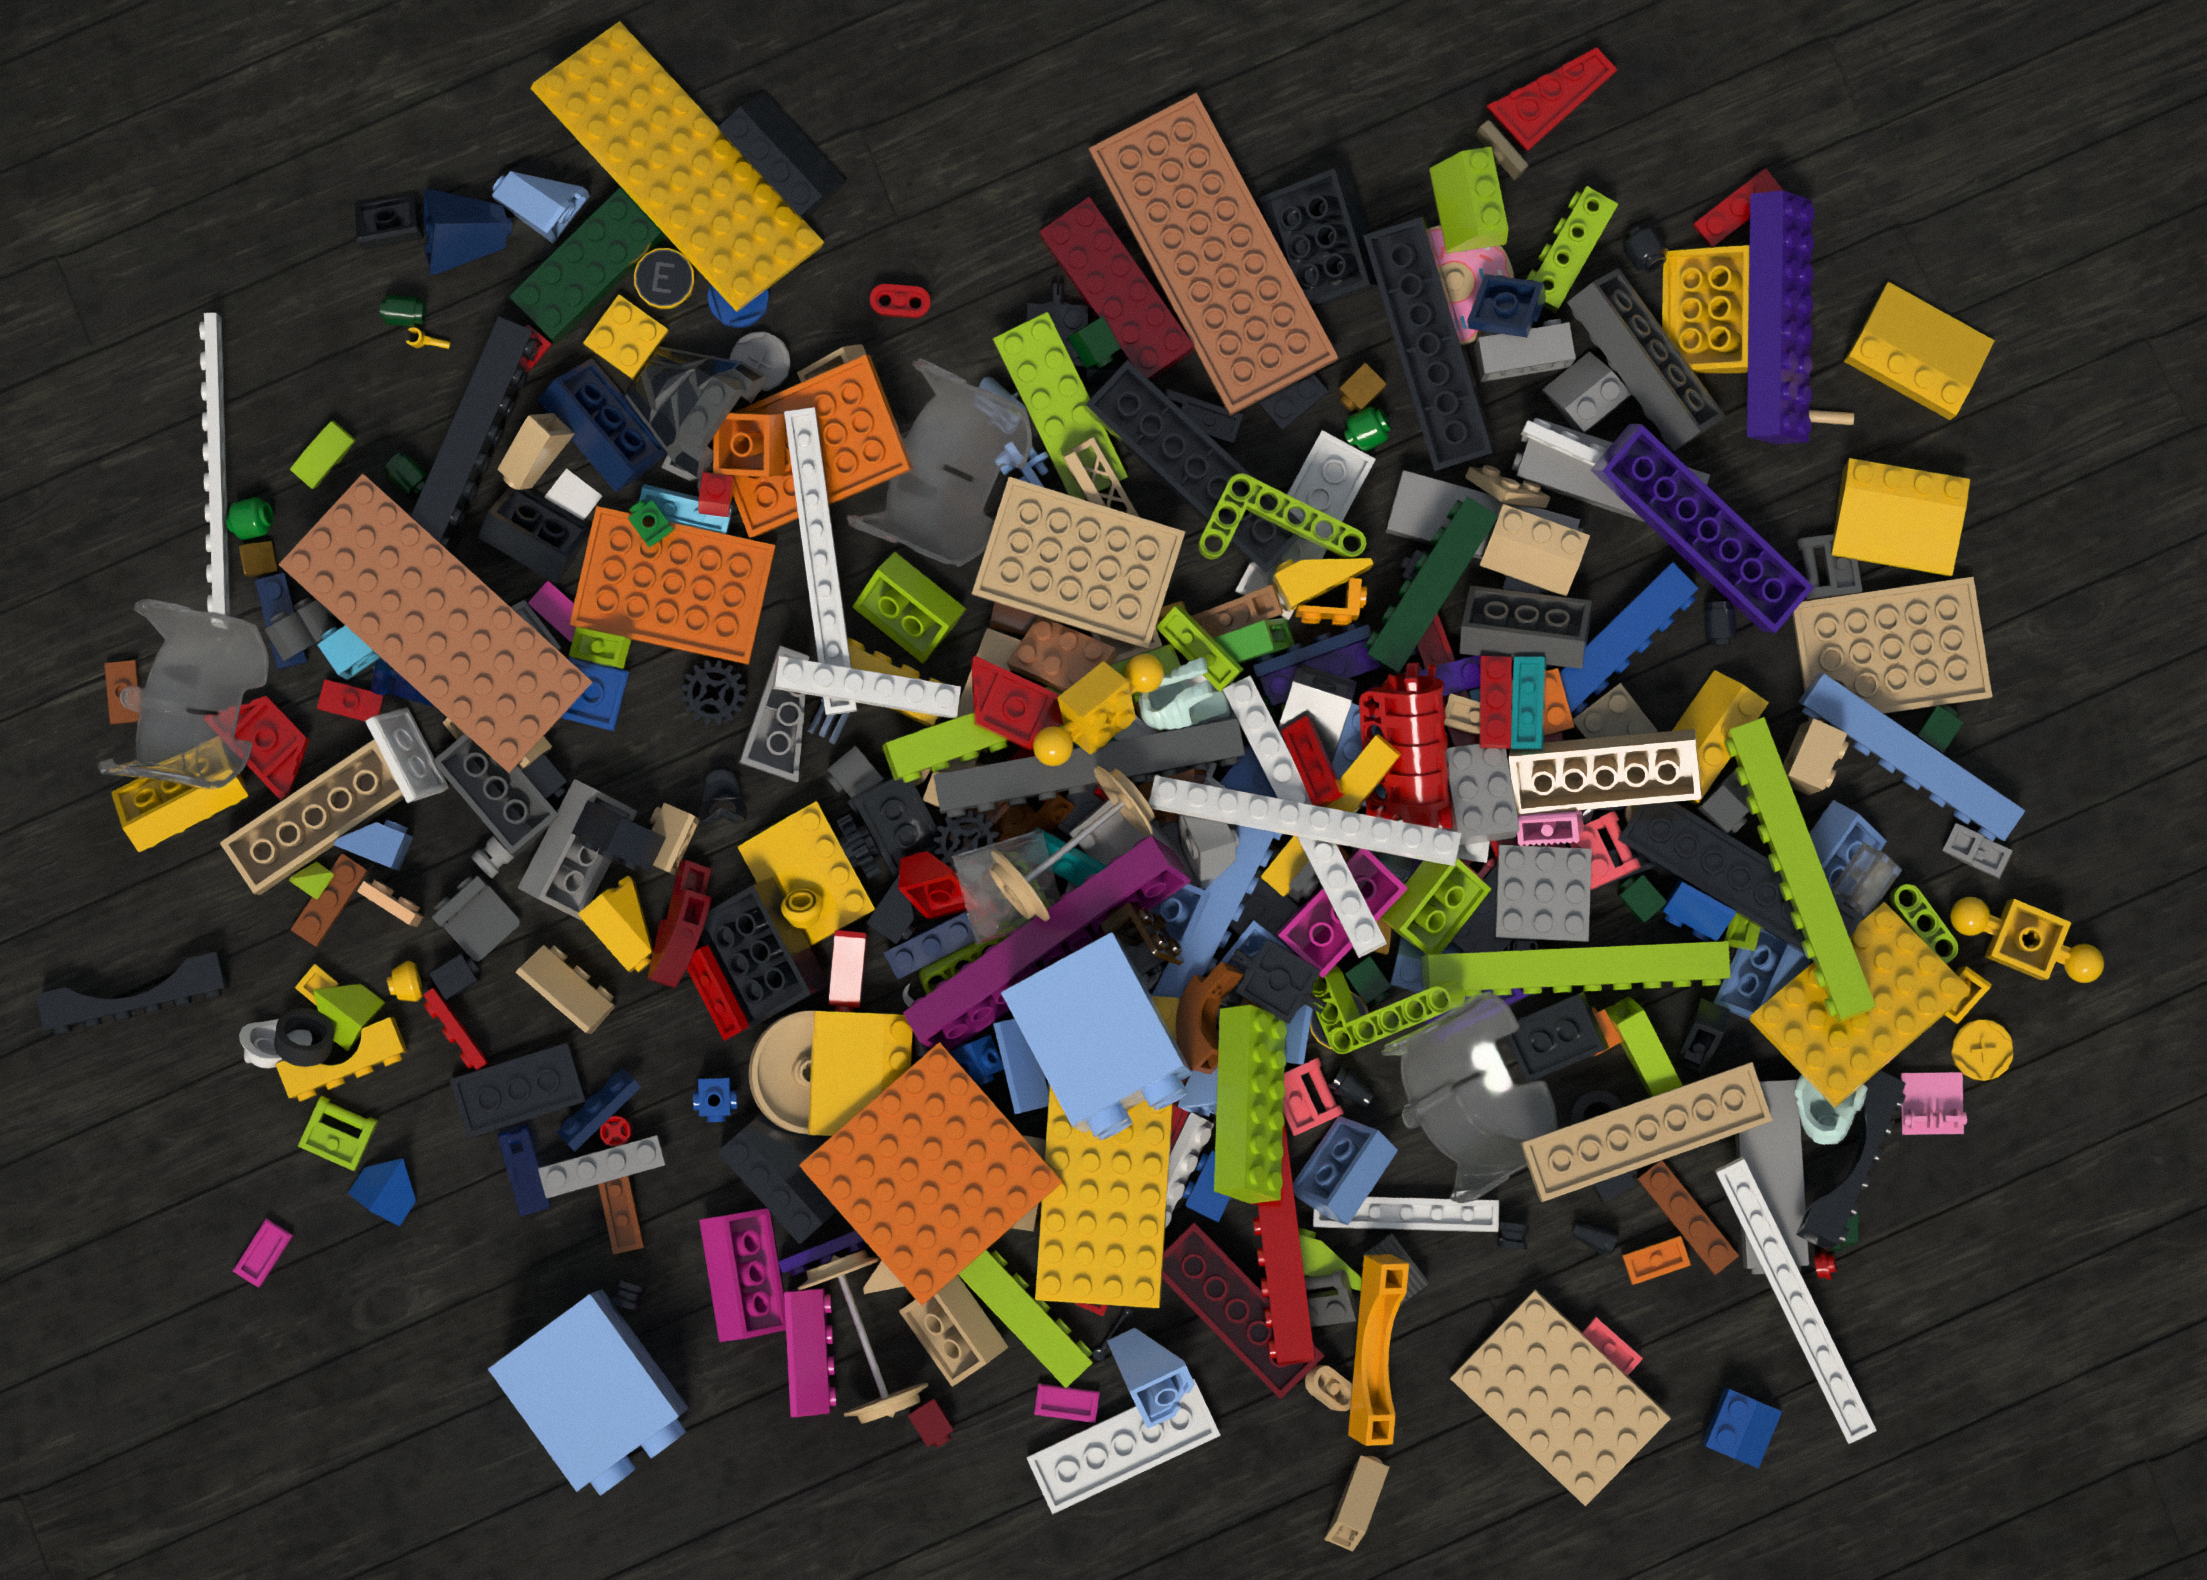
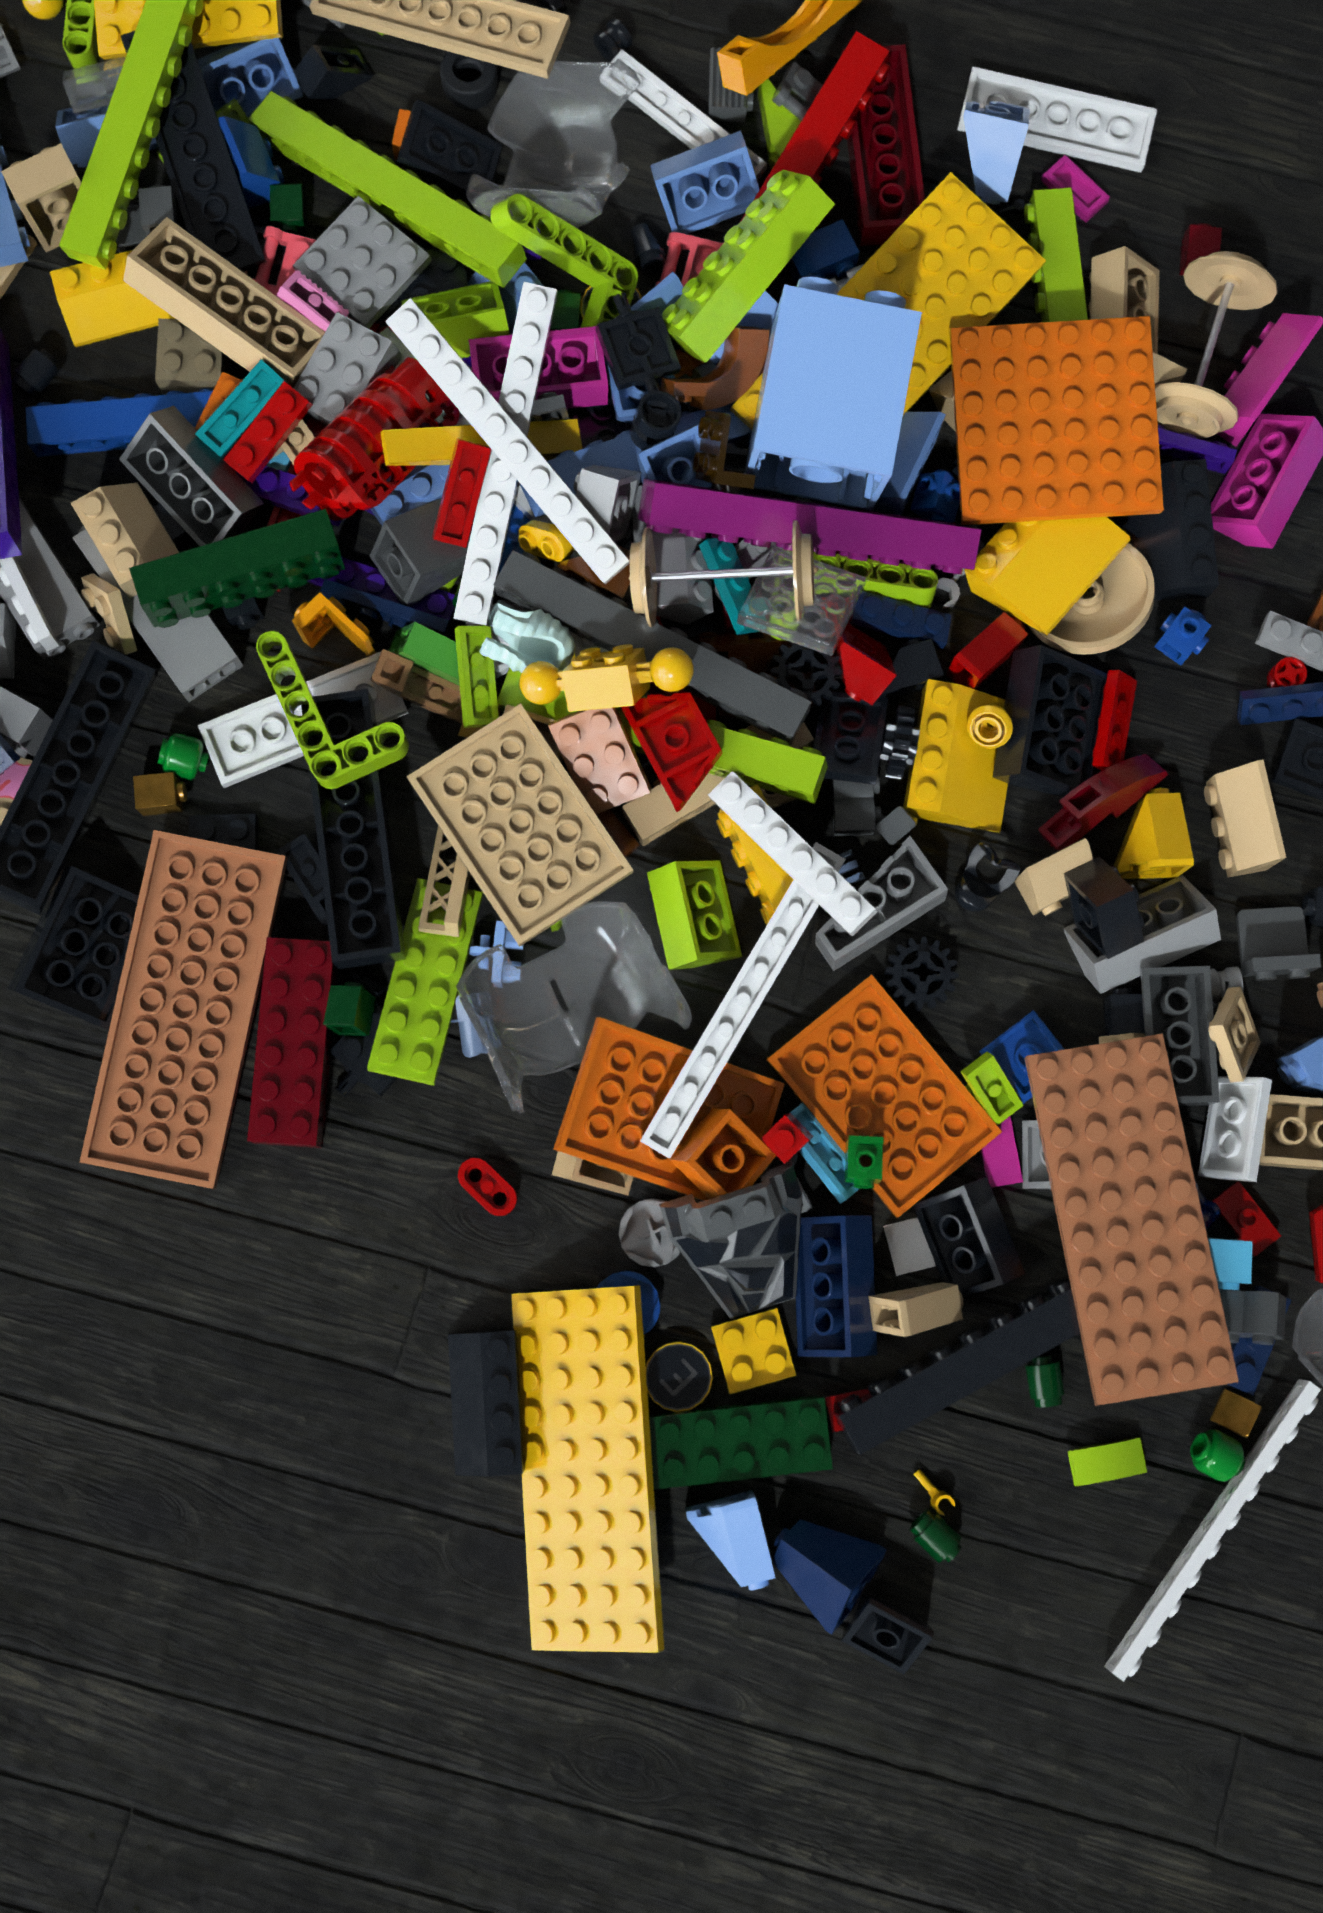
camera: 140 degrees left, 5 degrees down
(456, 820) = (1234, 1034): none -> tan plate
(812, 785) = (897, 824): none -> dark grey slope
(1218, 931) = (655, 419): none -> black wheel
(1239, 780) = (544, 541): none -> yellow plate
(1311, 578) = (336, 655): yellow slope -> none
(1326, 1383) = (850, 24): tan plate -> none
(1643, 1047) = (387, 91): lime slope -> none

